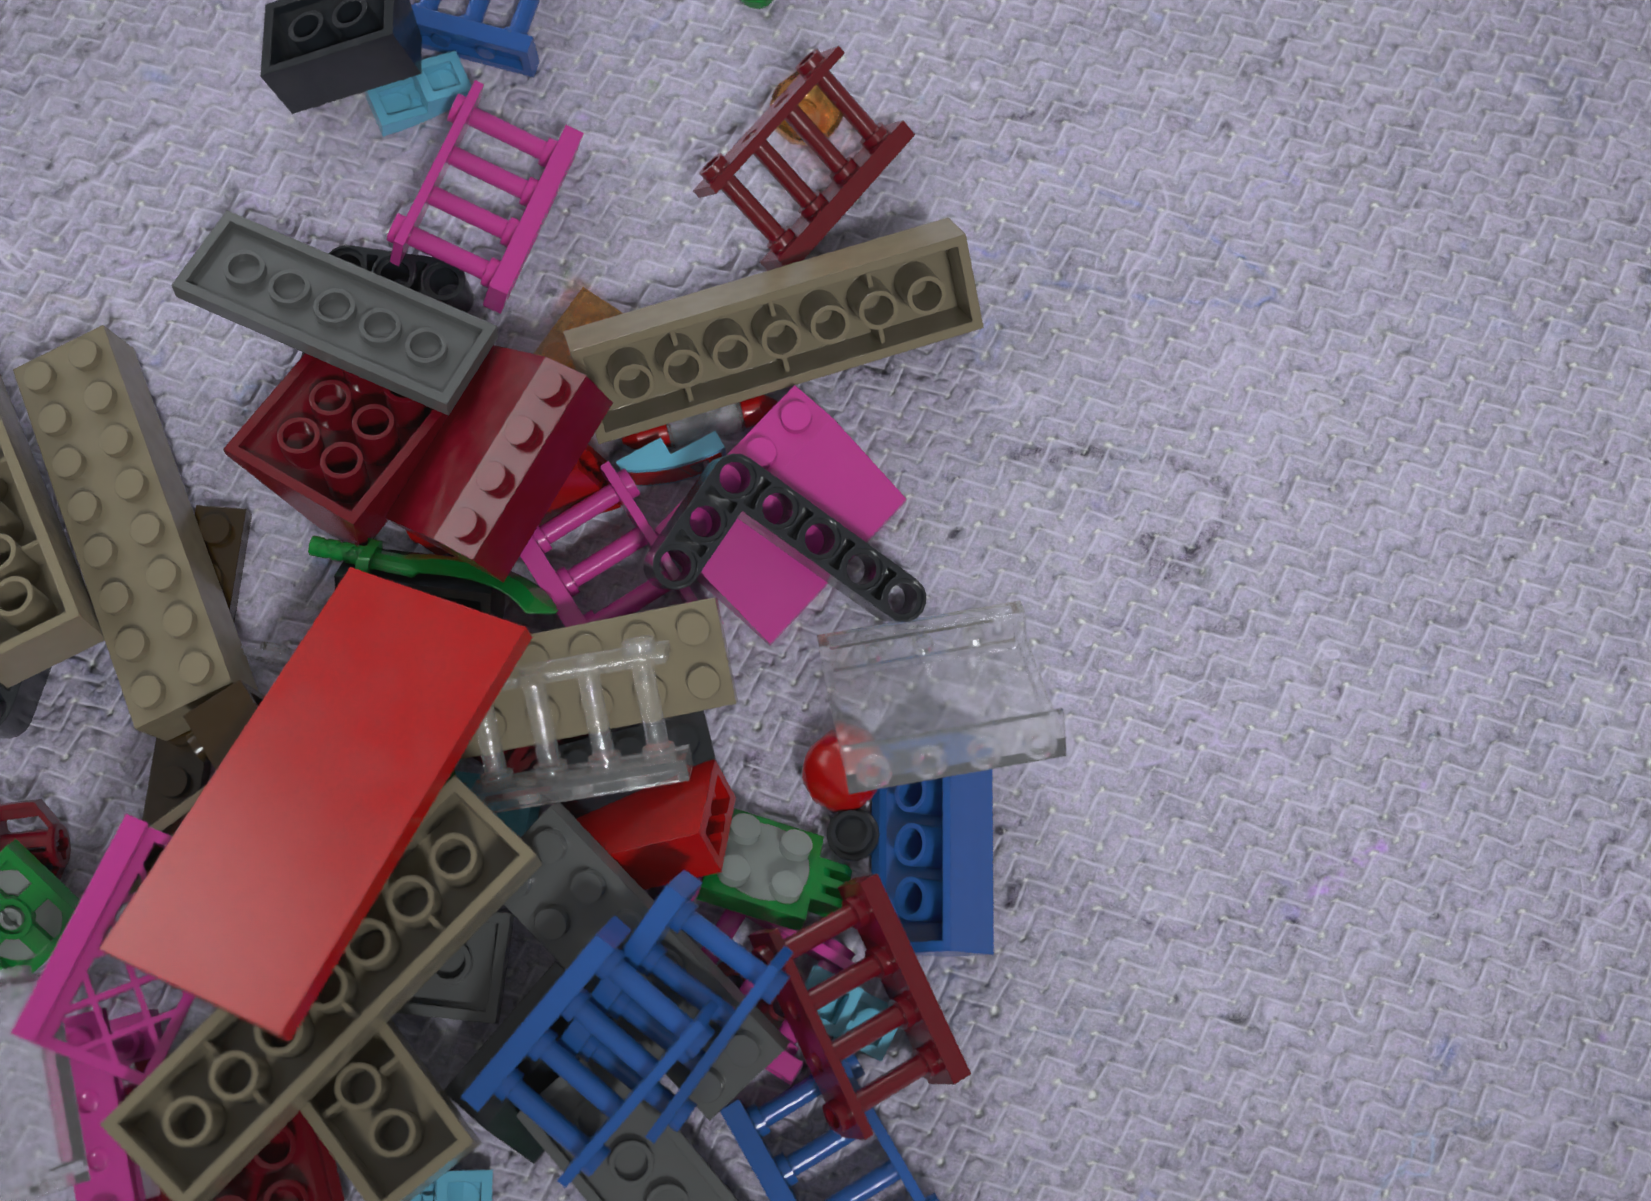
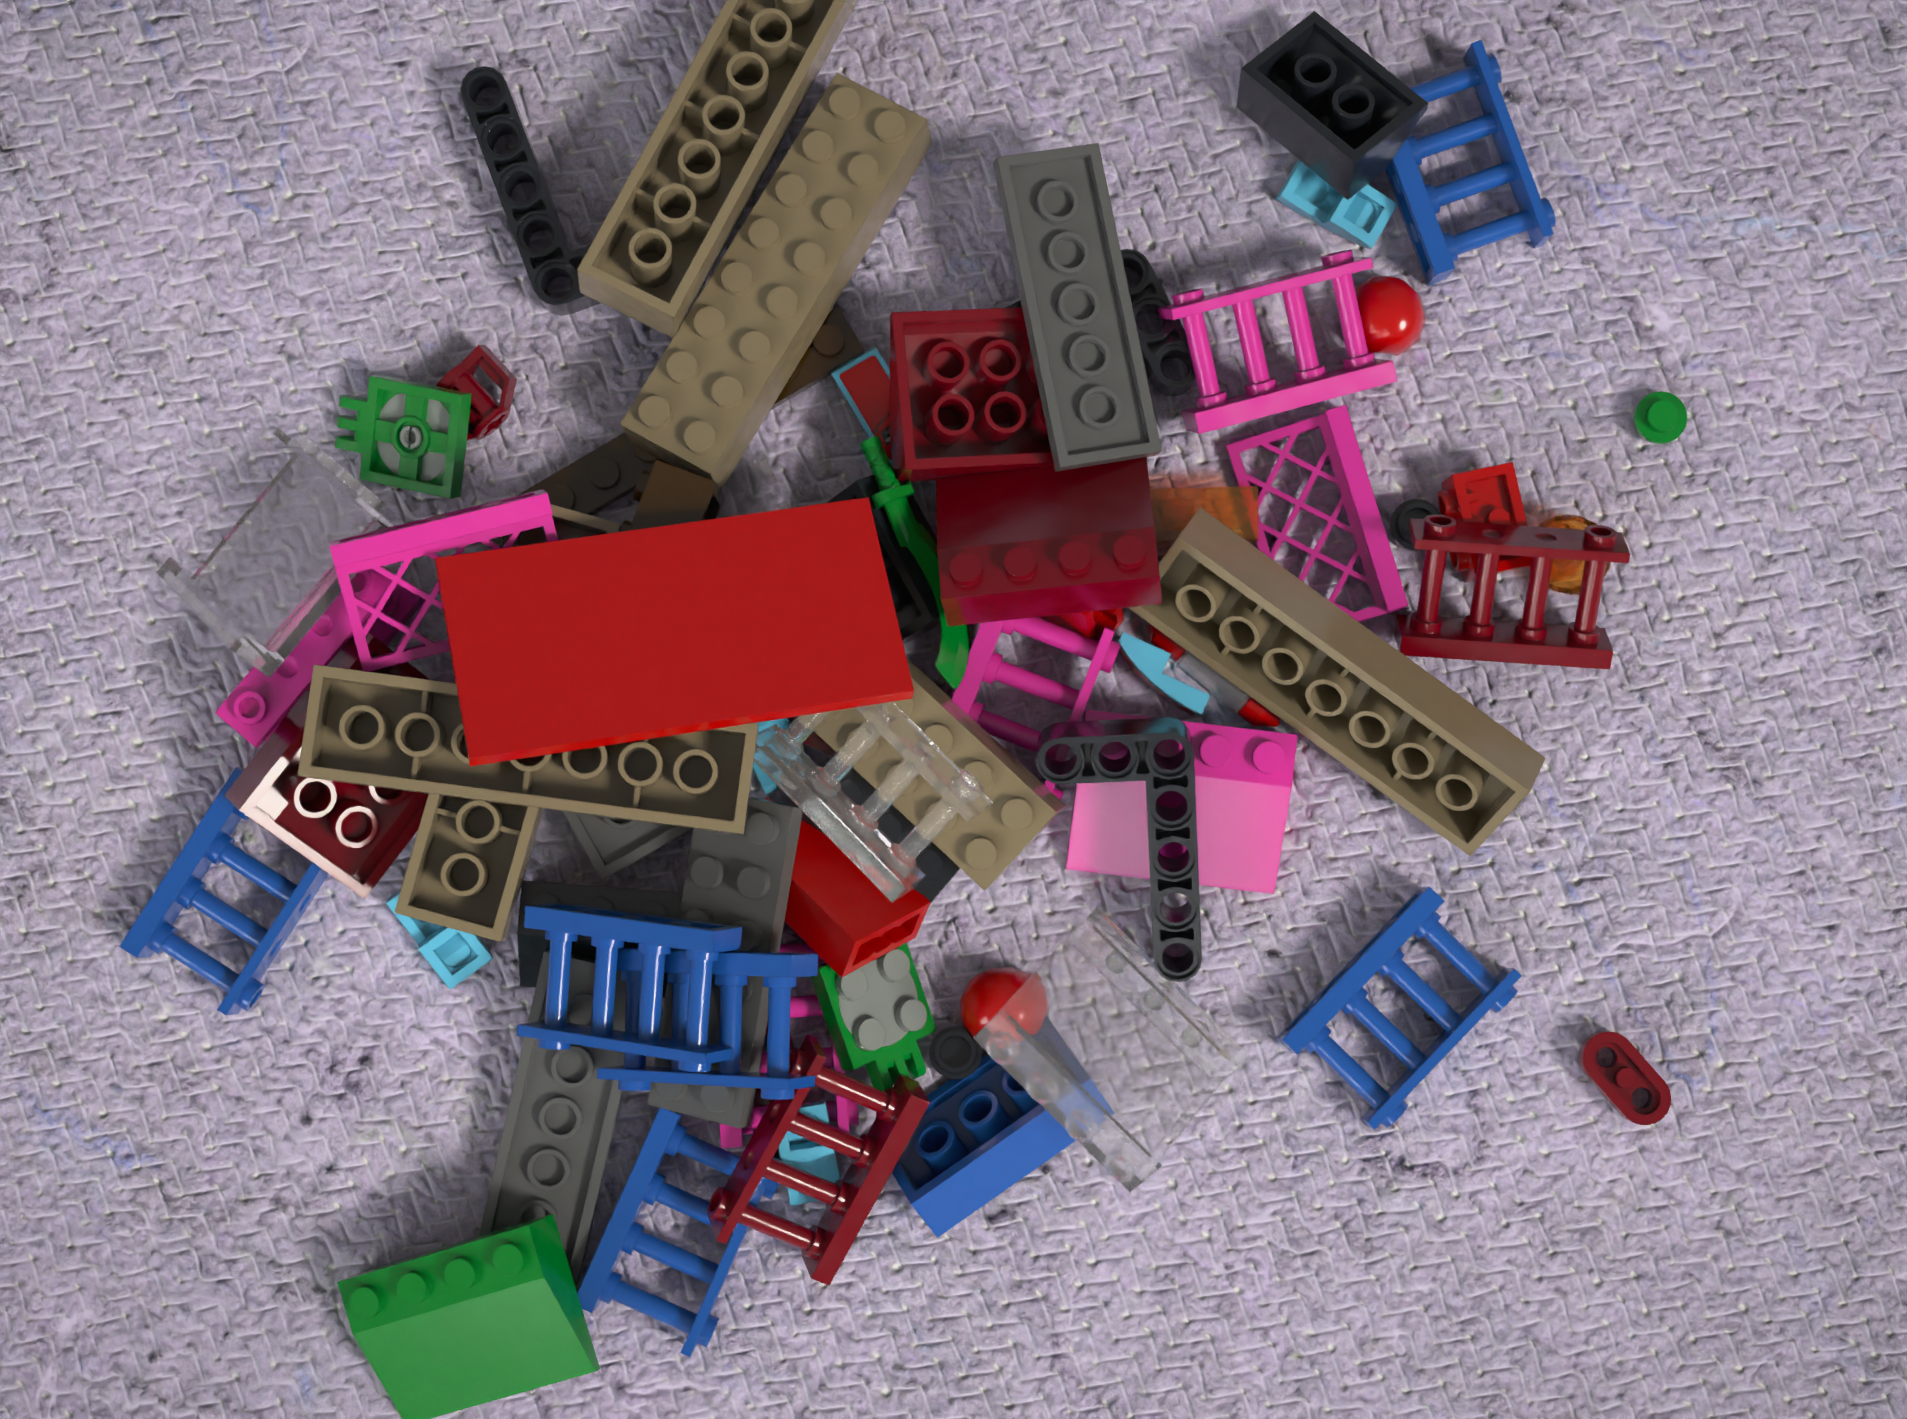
camera: 55 degrees right, 10 degrees up
(278, 528) = (867, 392): none -> red slope
(533, 109) = (1390, 314): none -> red hair
(652, 226) = (1355, 497): none -> dark pink fence
(703, 210) = (1400, 520): none -> black plate
(719, 129) = (1484, 497): none -> red bracket
(1026, 495) = (1347, 994): none -> blue fence
(1231, 338) = (1623, 1076): none -> dark red plate

